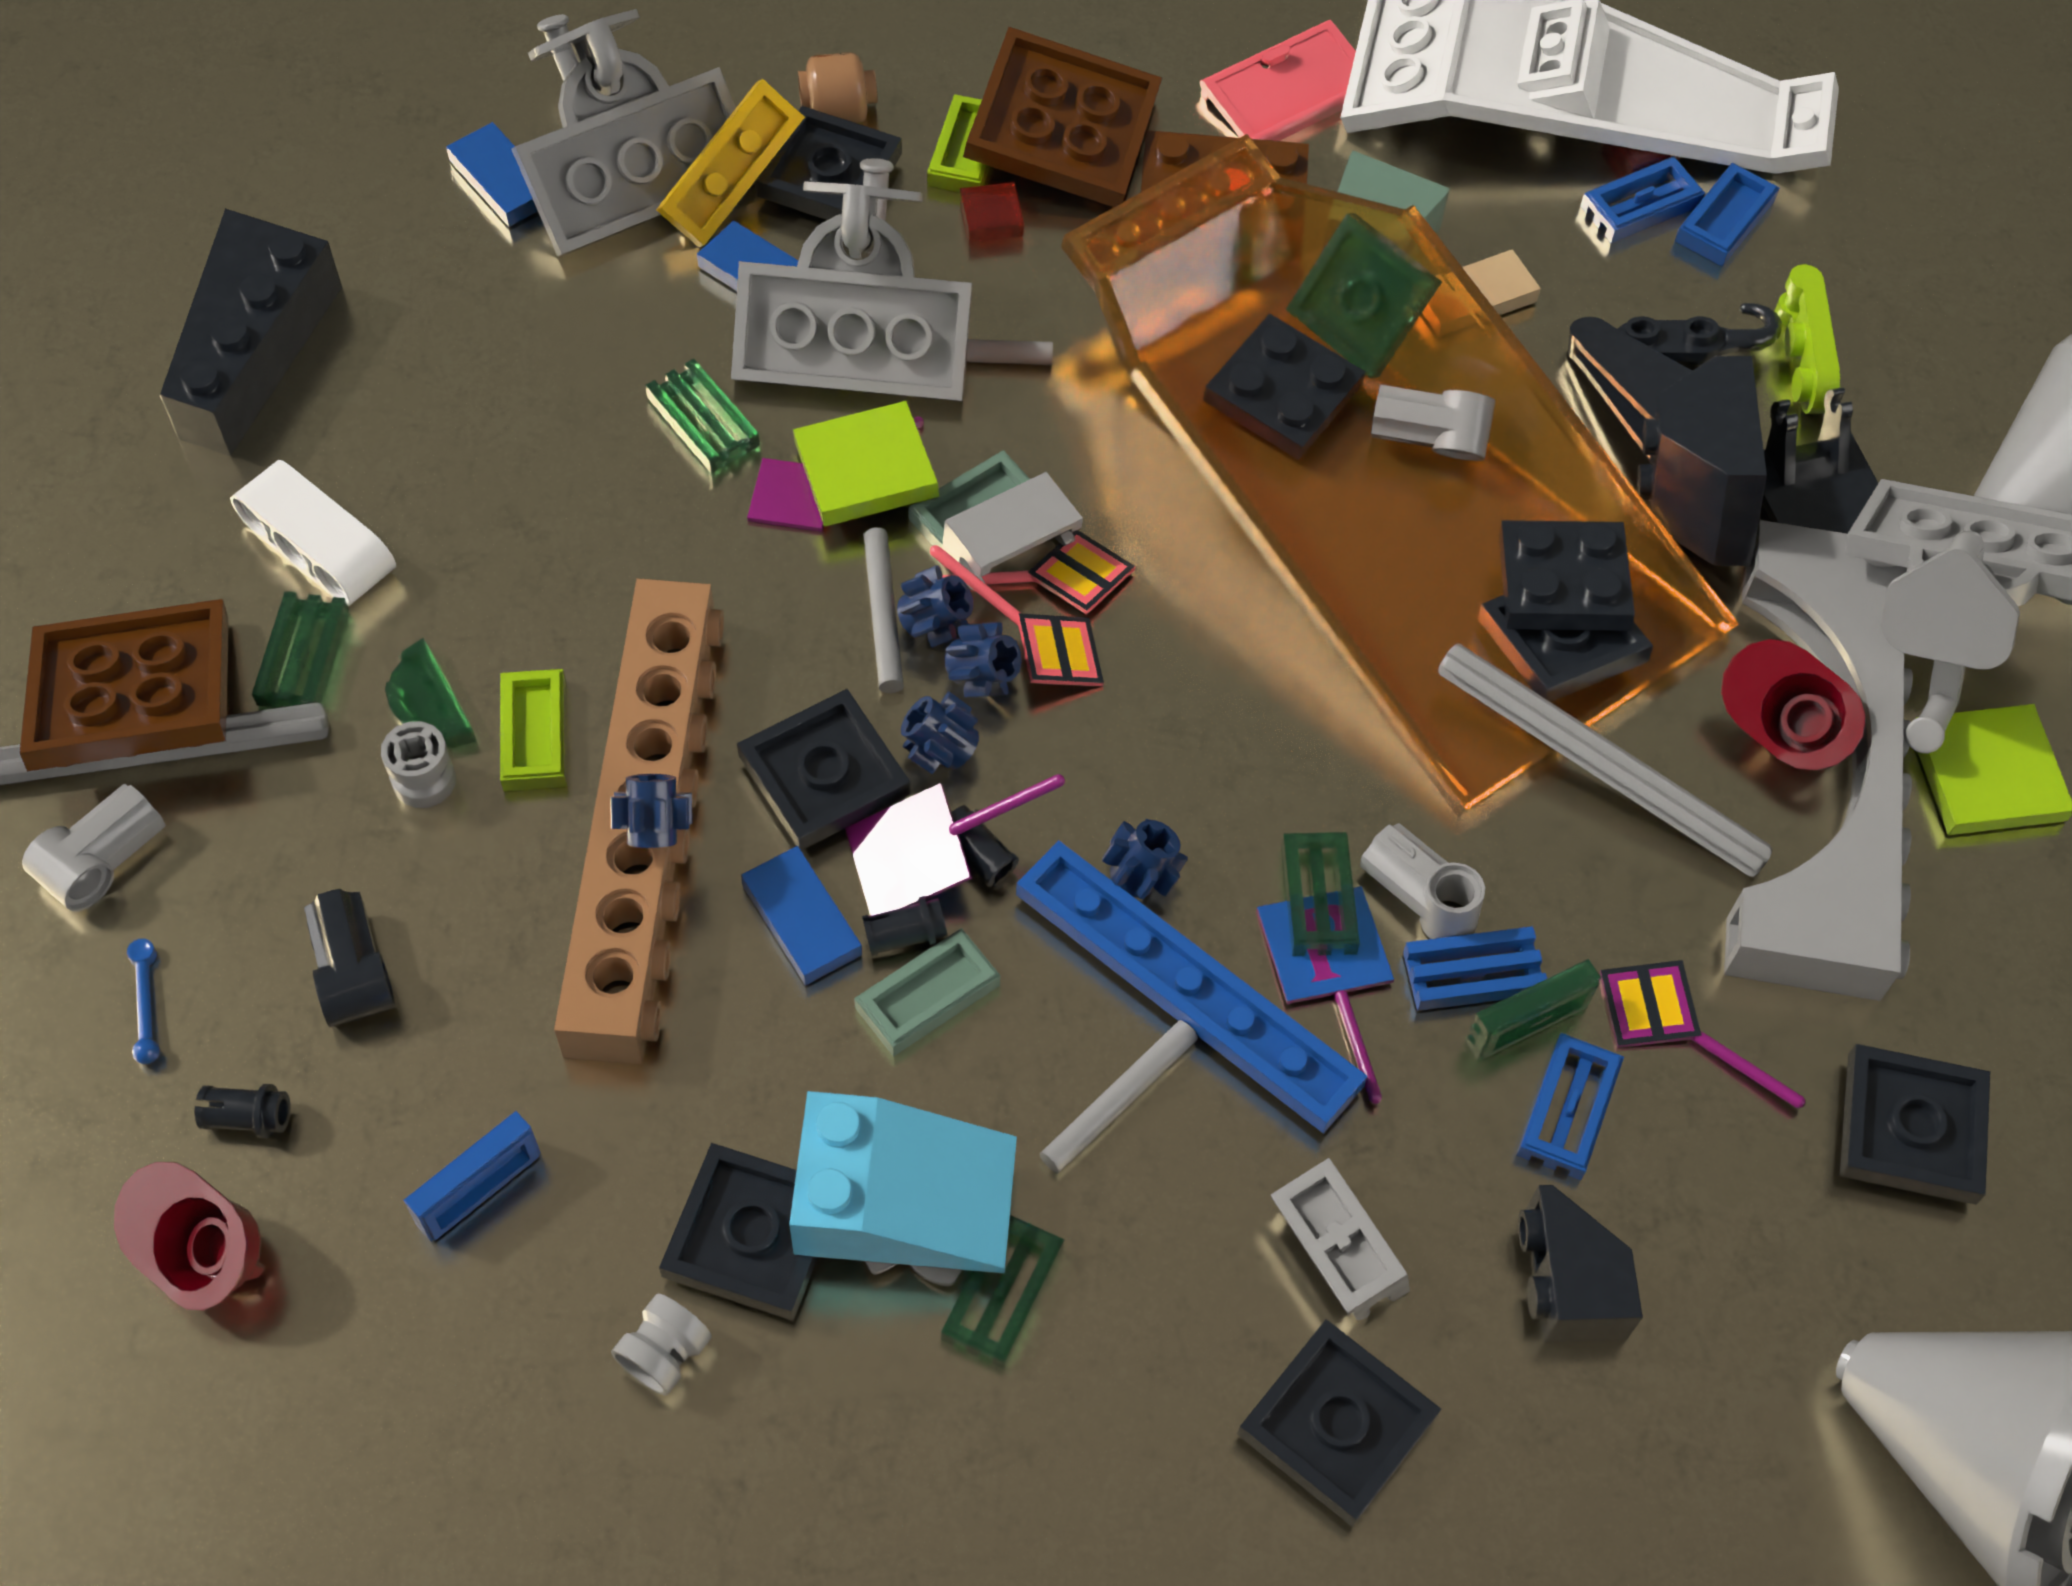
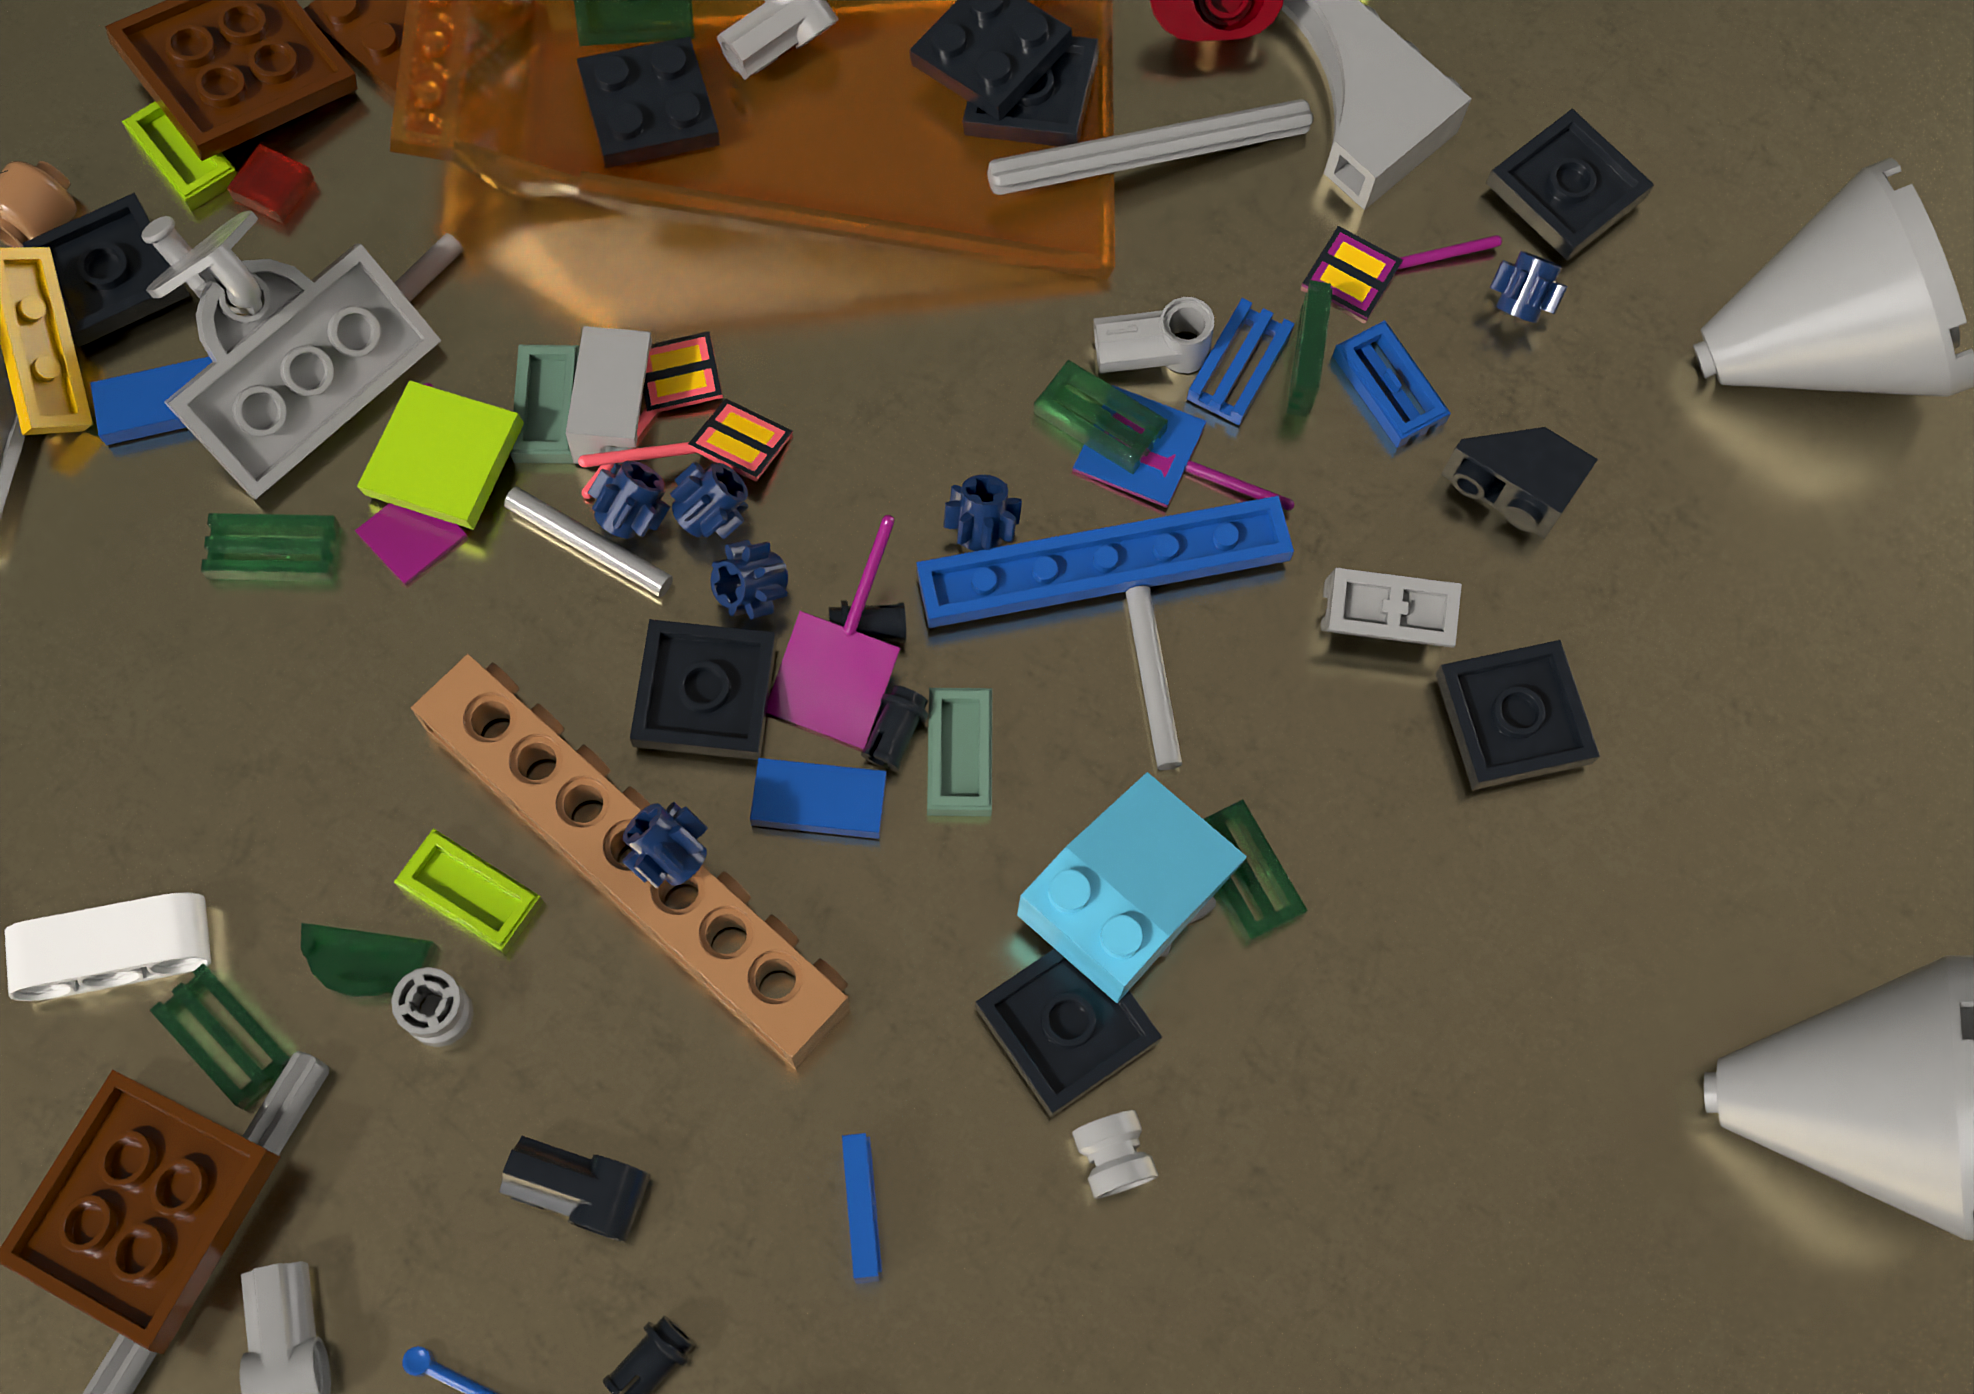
camera: 55 degrees left, 10 degrees up
(1769, 1152) = (1528, 287): none -> dark blue gear

